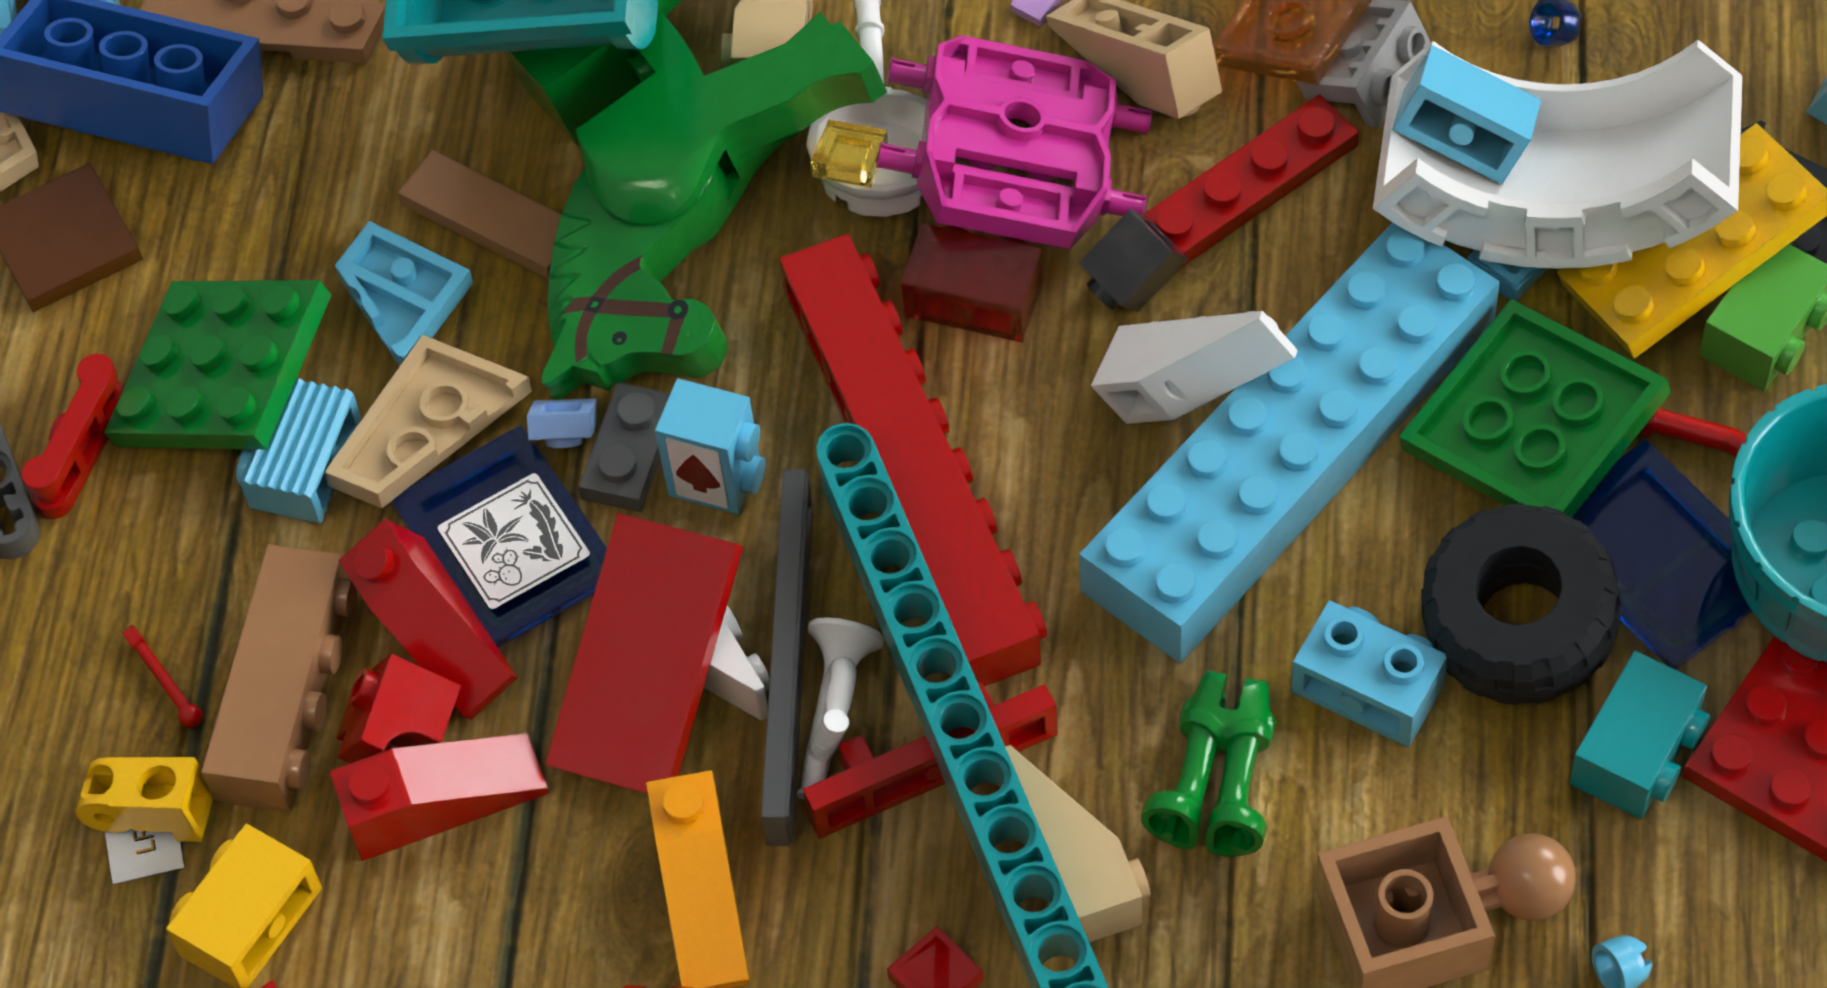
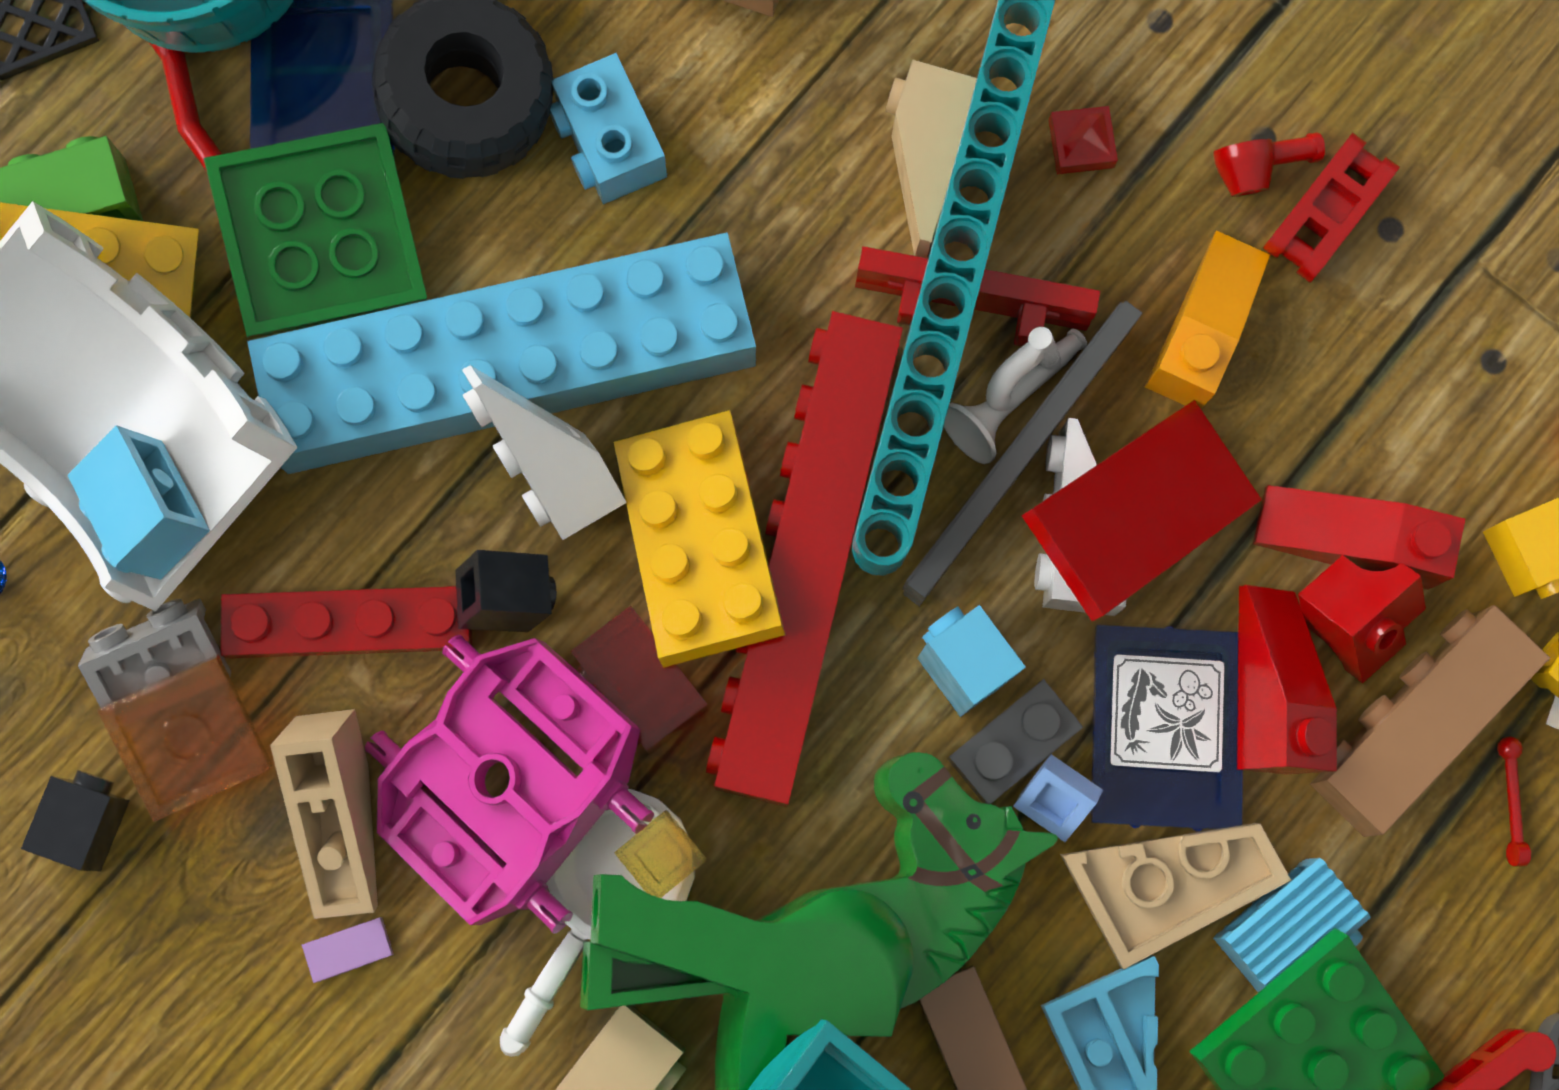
camera: 155 degrees left, 20 degrees up
(1010, 397) = (697, 539): none -> yellow plate
(1212, 728) = (799, 92): green piece -> none

